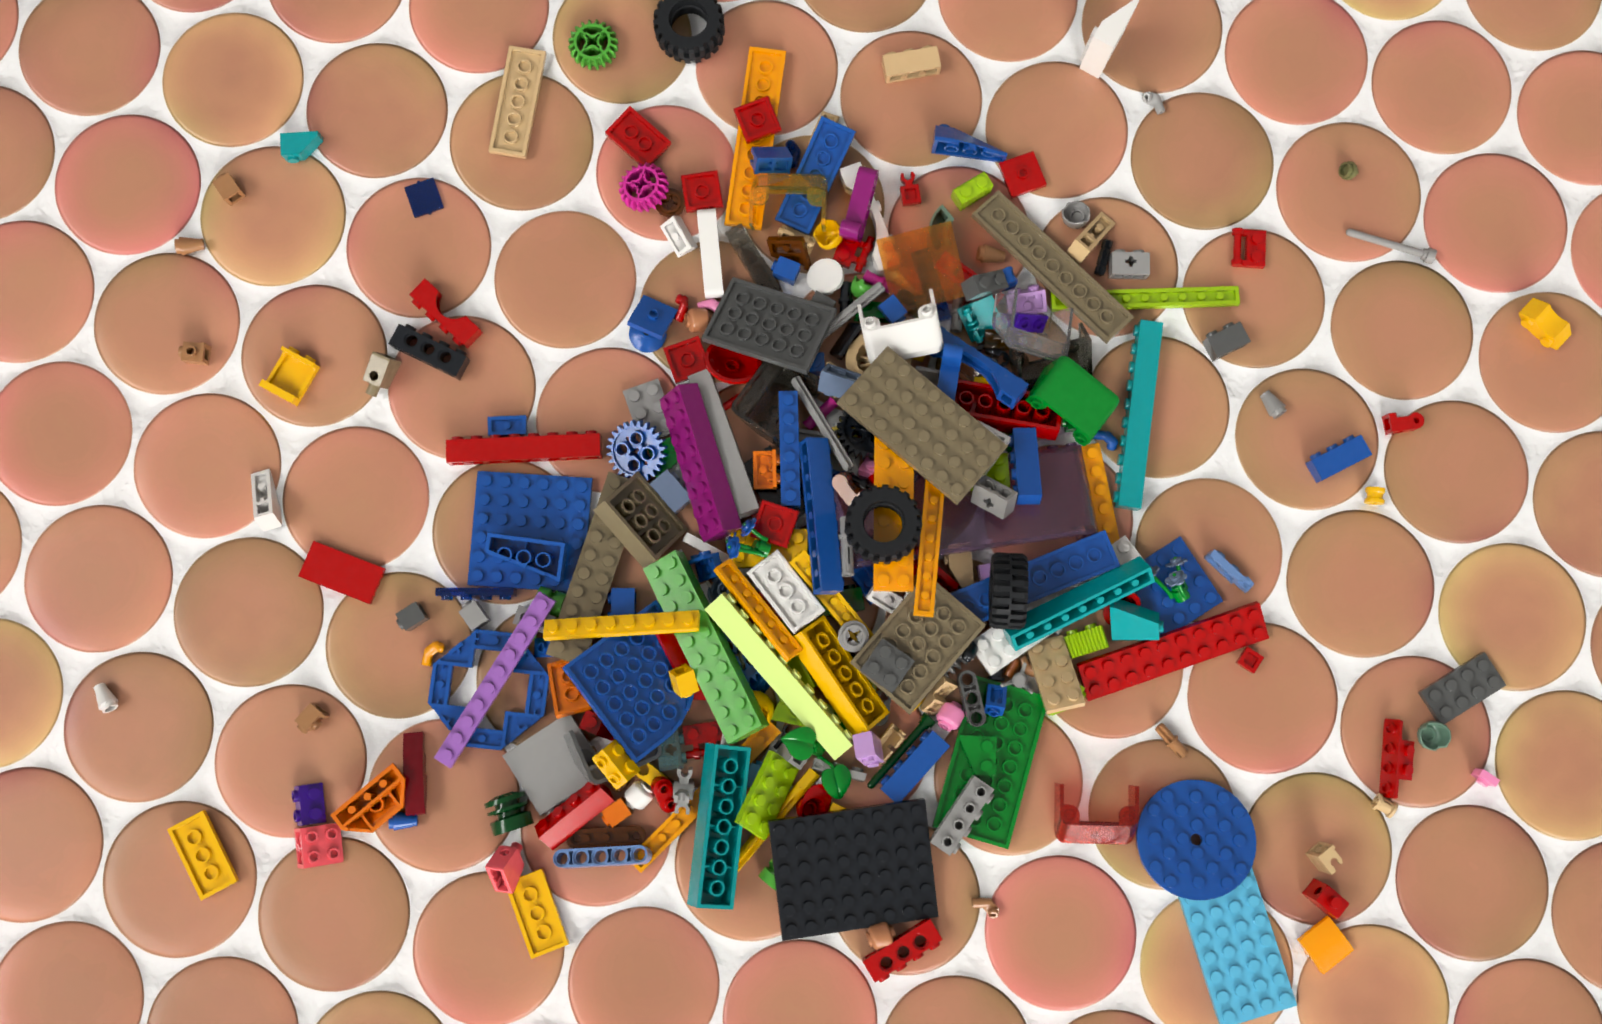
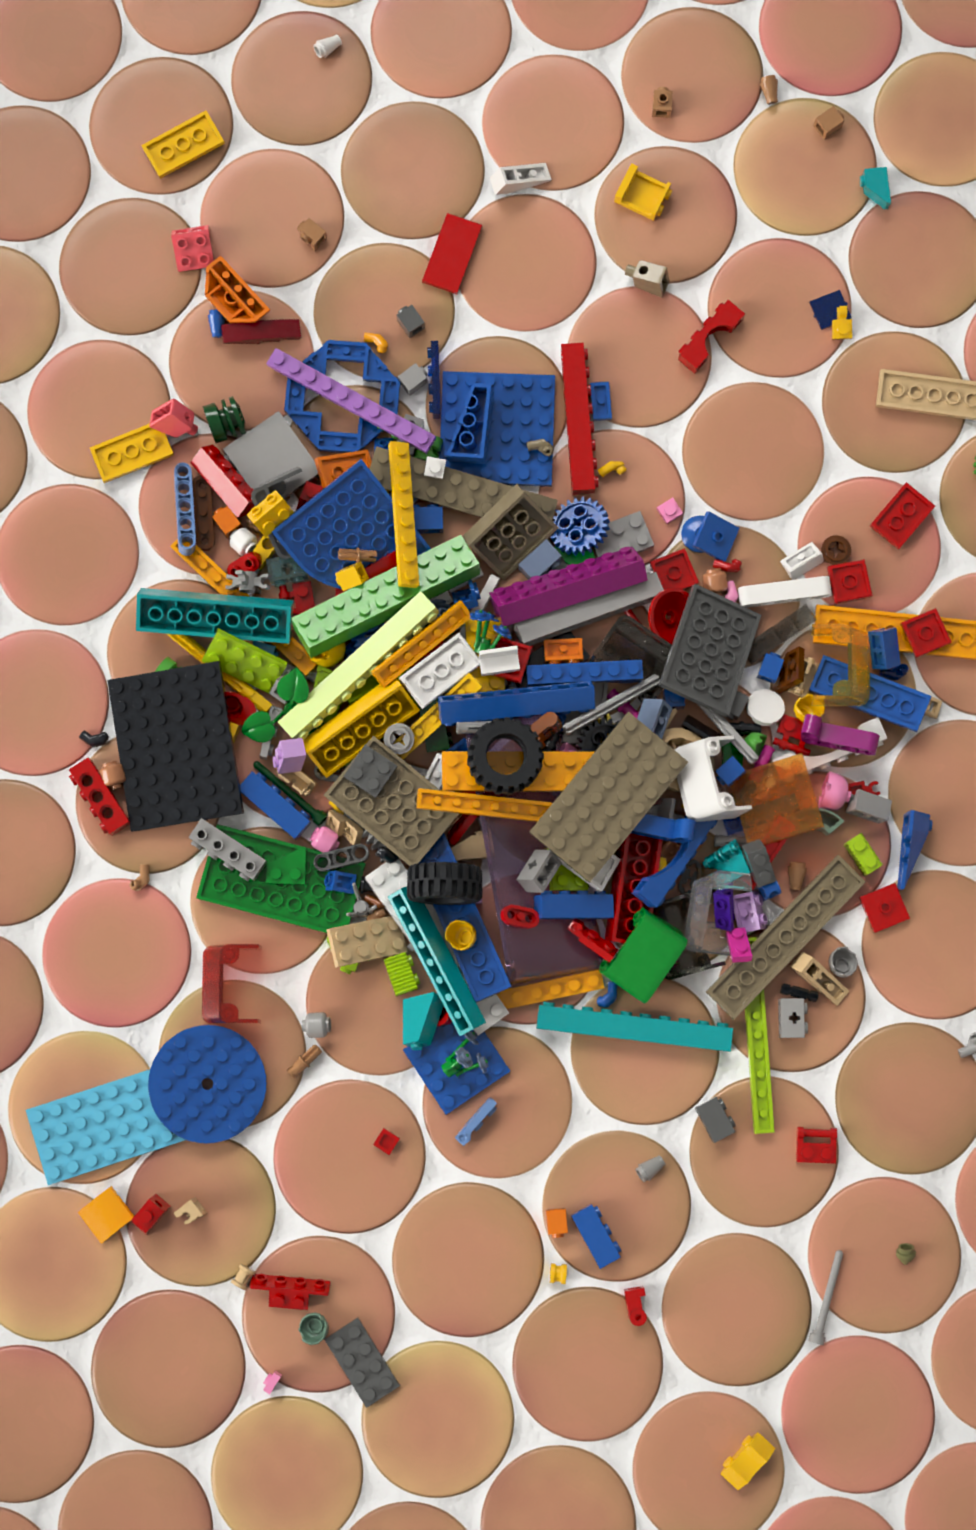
camera: 90 degrees right, 0 degrees up
(309, 804) = (231, 236): dark purple bracket -> none
(401, 342) = (681, 295): black brick -> none
(443, 186) = (842, 327): none -> yellow plate
(551, 485) = (541, 445): none -> dark tan arm
(571, 593) = (434, 467): none -> white plate
(575, 417) = (612, 466): none -> yellow arm
(623, 362) = (669, 510): none -> bright pink plate
(647, 193) = (842, 528): dark pink gear -> none
(661, 674) = (357, 555): none -> medium nougat axle
(778, 531) = (499, 660): none -> white panel
(842, 953) = (95, 740): none -> black arm
(912, 214) = (834, 792): none -> bright pink cylinder
(926, 182) = (869, 806): none -> light grey hinge
(1040, 518) = (518, 916): none -> red plate
(1055, 577) = (460, 935): none -> yellow hair
(1059, 448) = (592, 940): none -> red hinge
(1062, 309) = (739, 945): none -> dark pink plate
(1136, 727) = (316, 1025): none -> light grey head
(1173, 651) = (393, 1062): red plate -> none
(1325, 495) = (556, 1222): none -> orange brick

